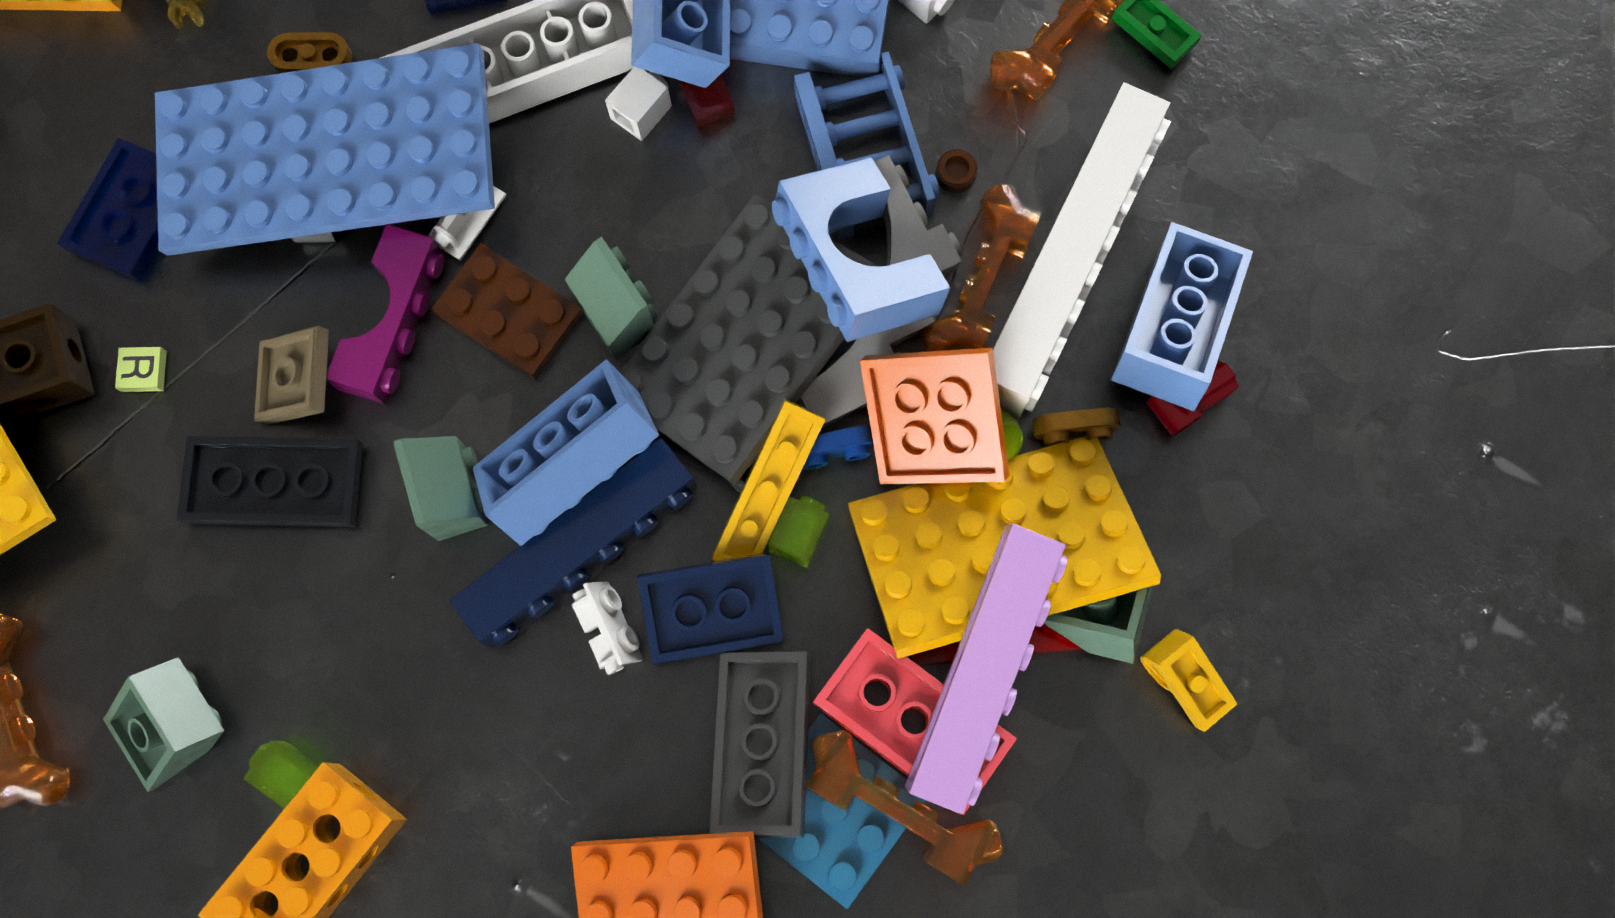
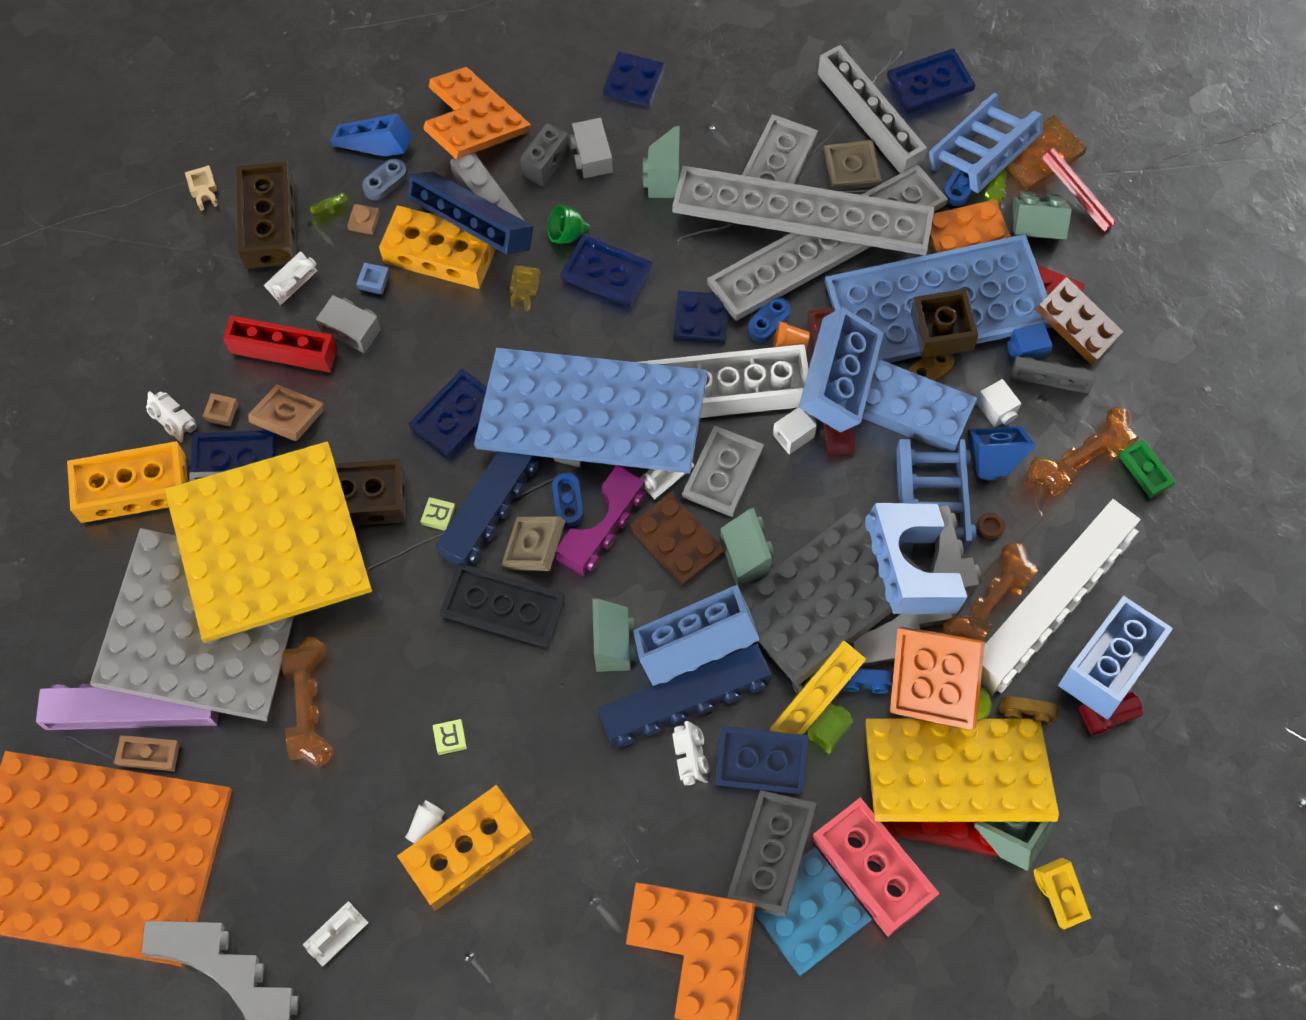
camera: 15 degrees right, 10 degrees down
(162, 722) = (398, 735): sand green slope -> none
(208, 339) = (486, 506): none -> dark blue brick
(234, 839) = (425, 820): none -> white cone
(242, 702) = (449, 737): none -> yellowish green tile
(280, 771) = (465, 785): clear neon green brick -> none
(311, 49) = (594, 345): pearl gold plate -> none
(331, 298) = (568, 501): none -> blue plate
(549, 191) = (723, 471): none -> light grey plate
(940, 54) = (998, 450): none -> blue slope
(952, 850) = (880, 953): clear orange plate -> none
(985, 669) = (930, 838): lavender brick -> none

